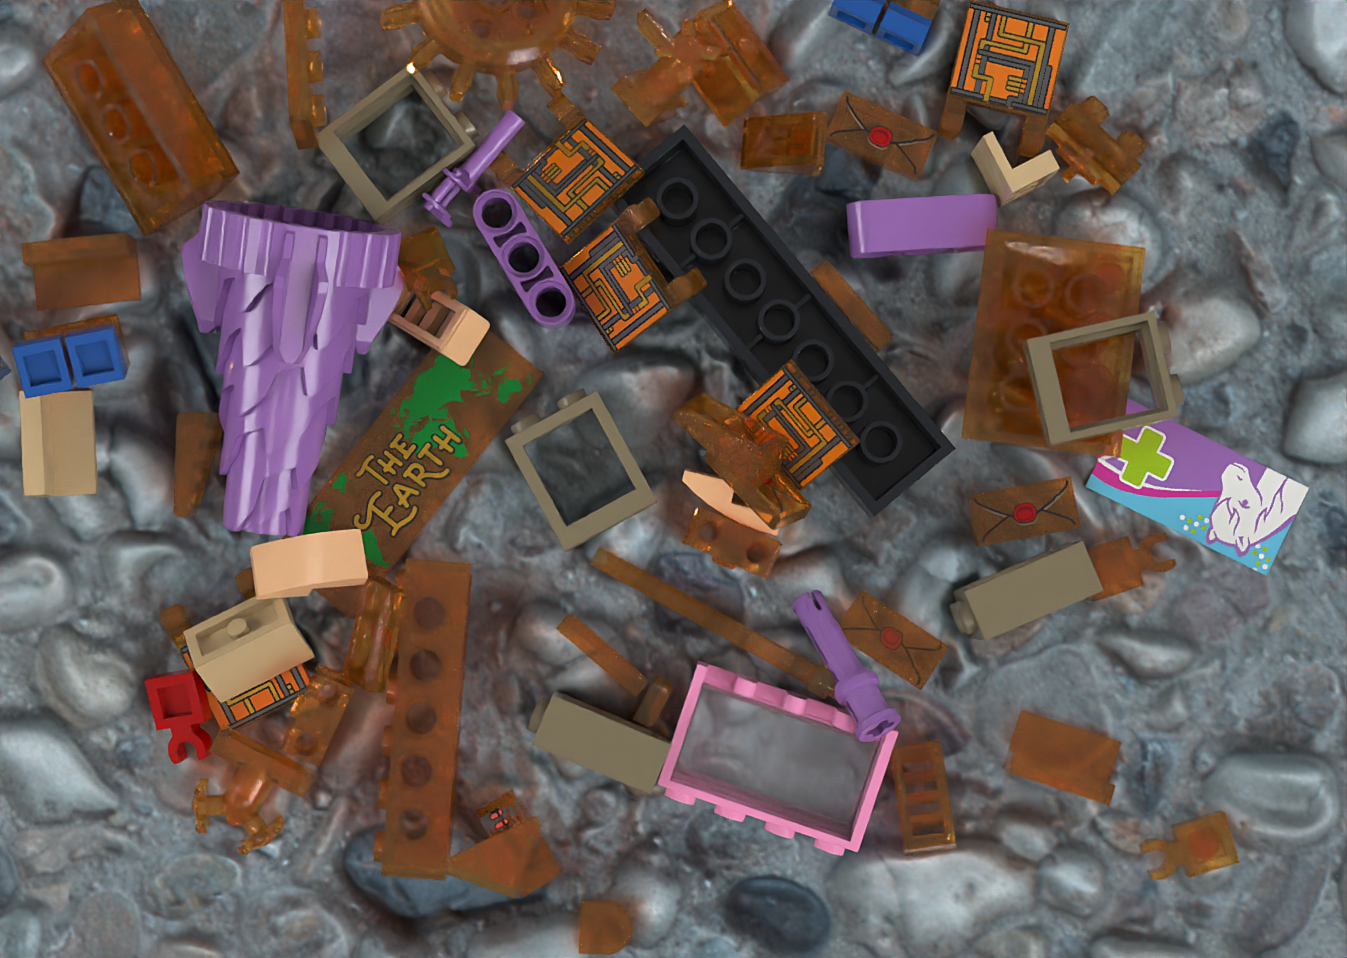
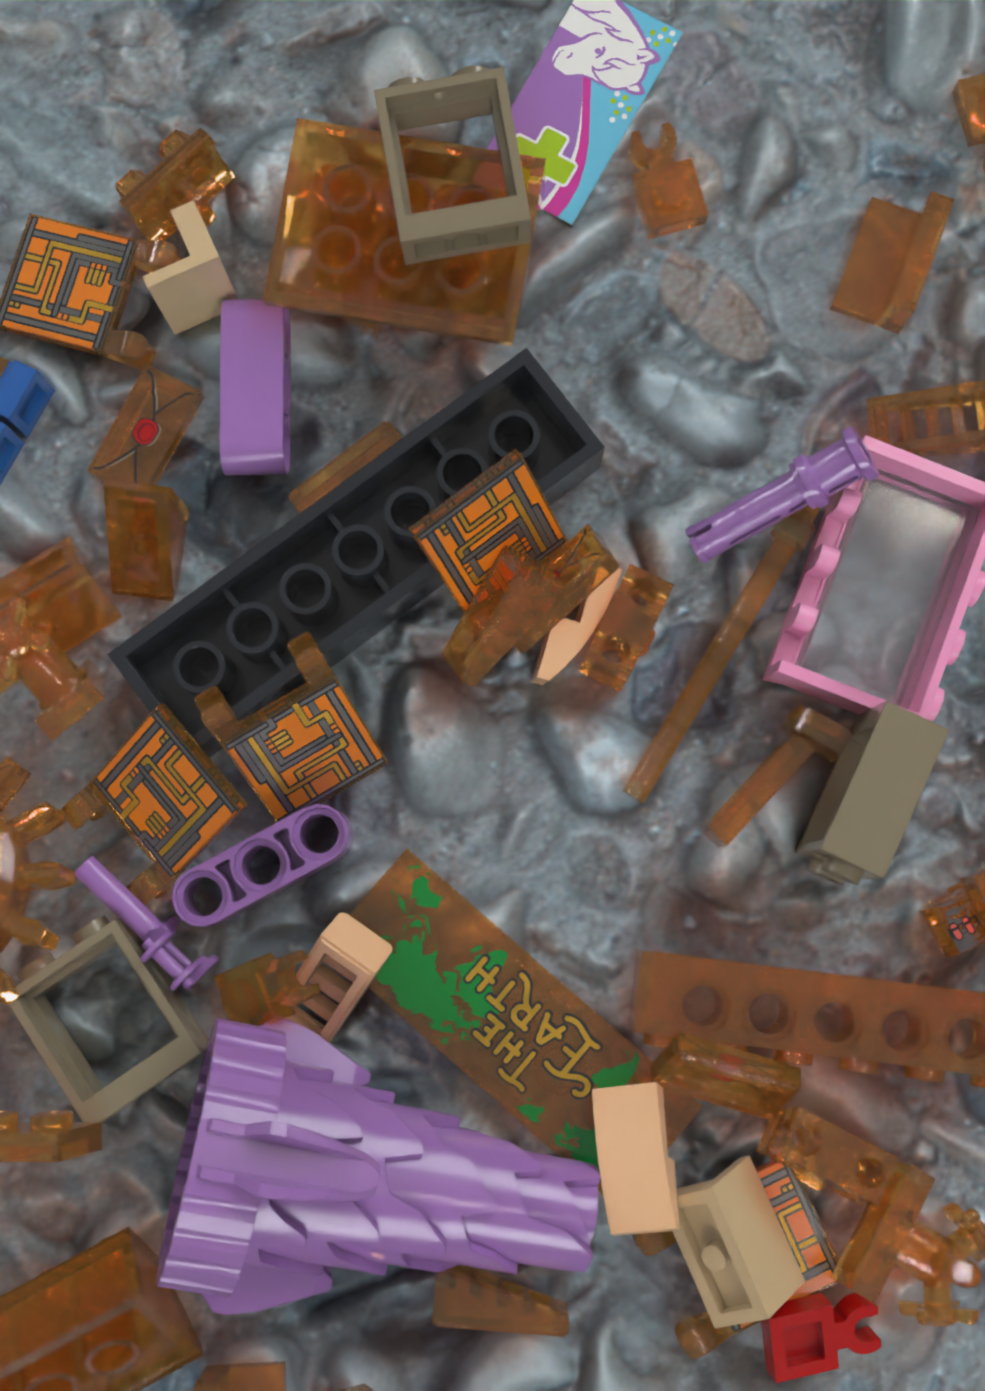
camera: 80 degrees left, 5 degrees down
(606, 517) = (586, 776): dark tan window -> none
(892, 639) = (745, 448): clear orange tile -> none
(1023, 511) = (600, 291): clear orange tile -> none
(1025, 591) = (699, 278): dark tan window -> none

